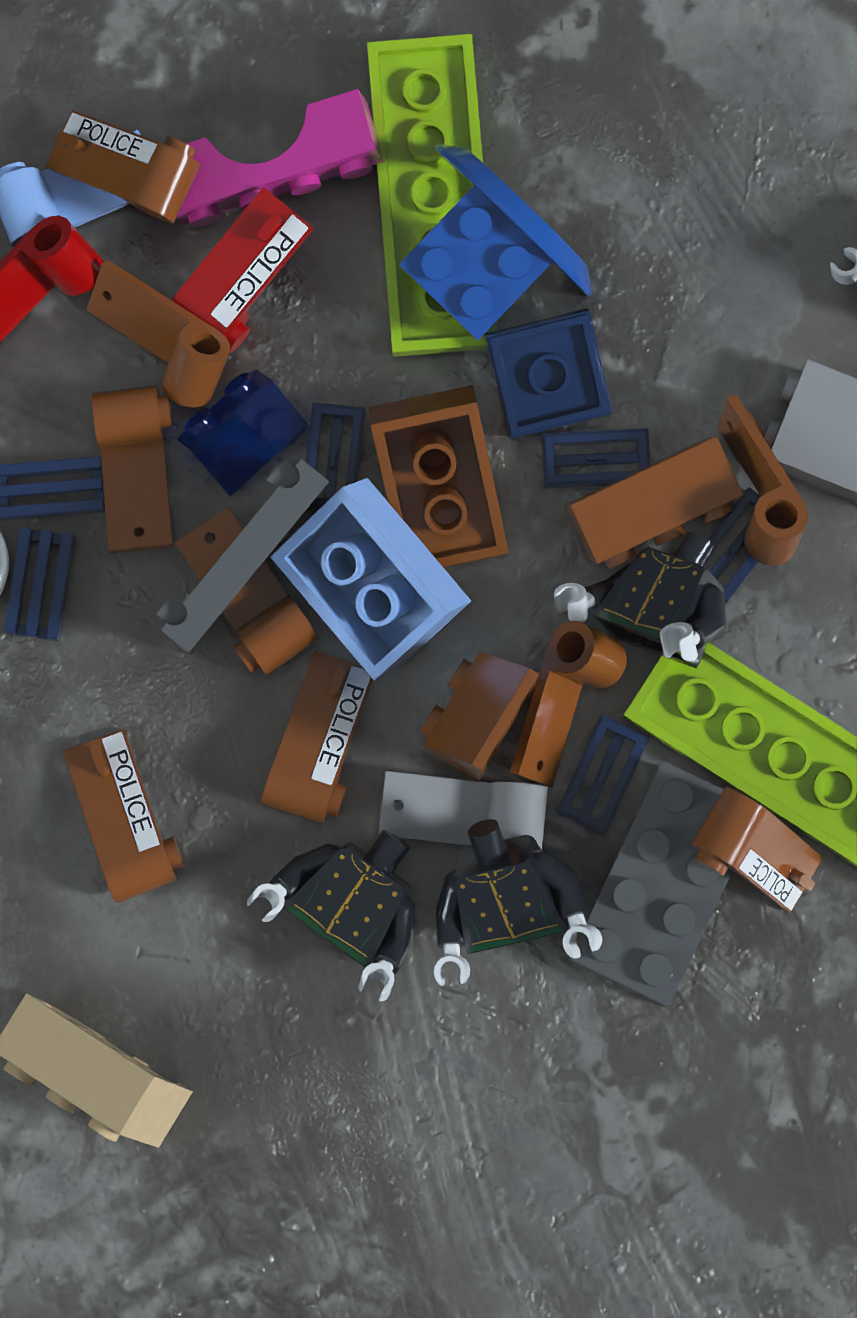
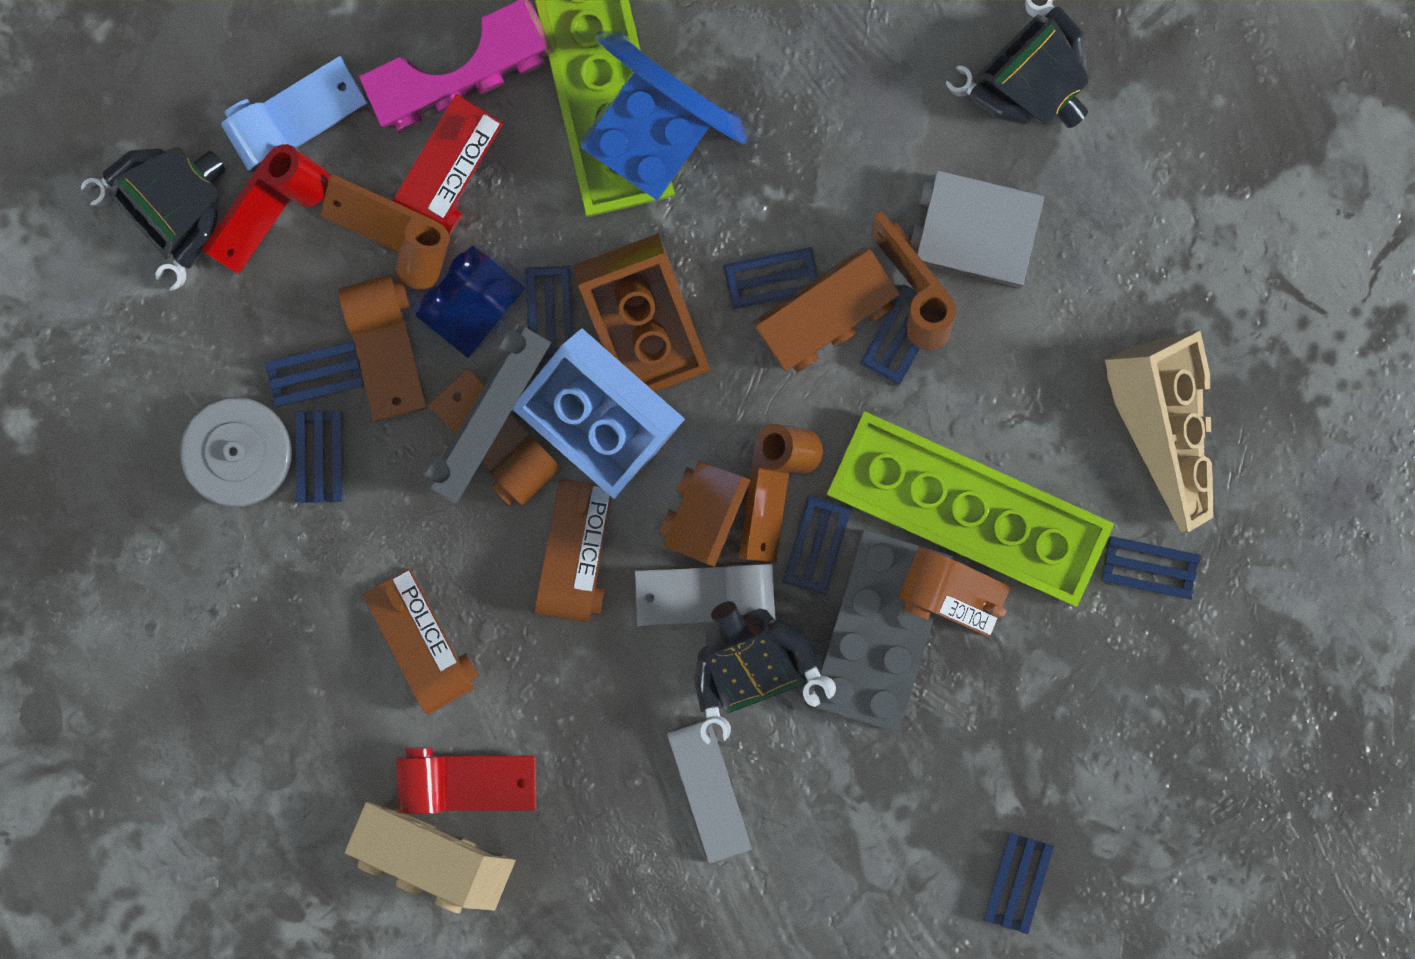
camera: 10 degrees left, 5 degrees up
(126, 164) = (334, 91): dark orange door -> none
(146, 989) = (464, 782): none -> red door
(351, 902) = (623, 685): black torso -> none
(433, 1046) = (709, 793): none -> light grey tile
(548, 373) = (721, 213): dark blue tile -> none
(656, 601) = (840, 395): black torso -> none
(802, 1220) = (1008, 919): none -> dark blue tile

